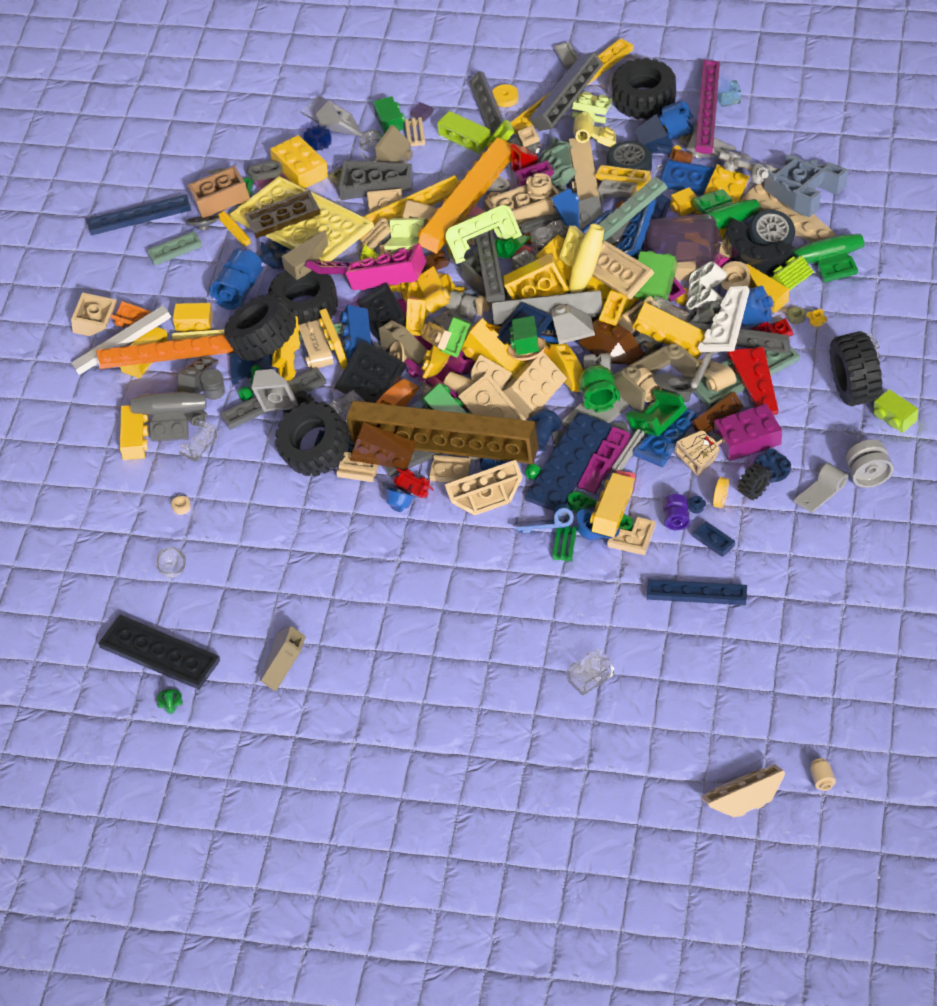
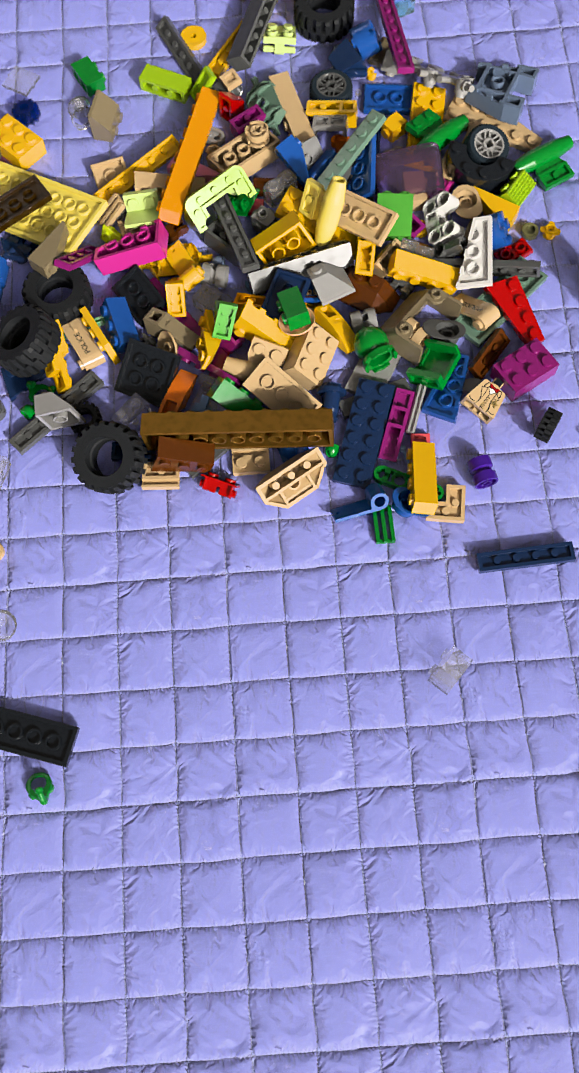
camera: 15 degrees left, 20 degrees up
(282, 655) = (143, 712): slope -> none
(335, 176) = (56, 151): olive tile -> none
(337, 119) = (41, 89): light grey slope -> none
(363, 177) = (89, 148): dark grey wedge -> none
(397, 497) = (208, 503): blue piece -> none
(413, 123) = (114, 80): tan tile -> none
(422, 110) = (119, 67): clear purple tile -> none
(435, 335) = (203, 319): tan plate -> none
(482, 305) = (233, 271): tan plate -> none
(541, 222) = (266, 172): dark grey axle -> none
(584, 129) = (284, 66): light yellow plate -> none
(684, 158) = (372, 78): dark orange piece -> none
(696, 504) = (501, 456): dark blue plate -> none
(704, 363) = (465, 311): light grey piece -> none
(714, 539) = (524, 493): dark blue plate -> none
(721, 492) = (519, 443): yellow piece -> none
(776, 463) = (556, 398): dark blue dish -> none

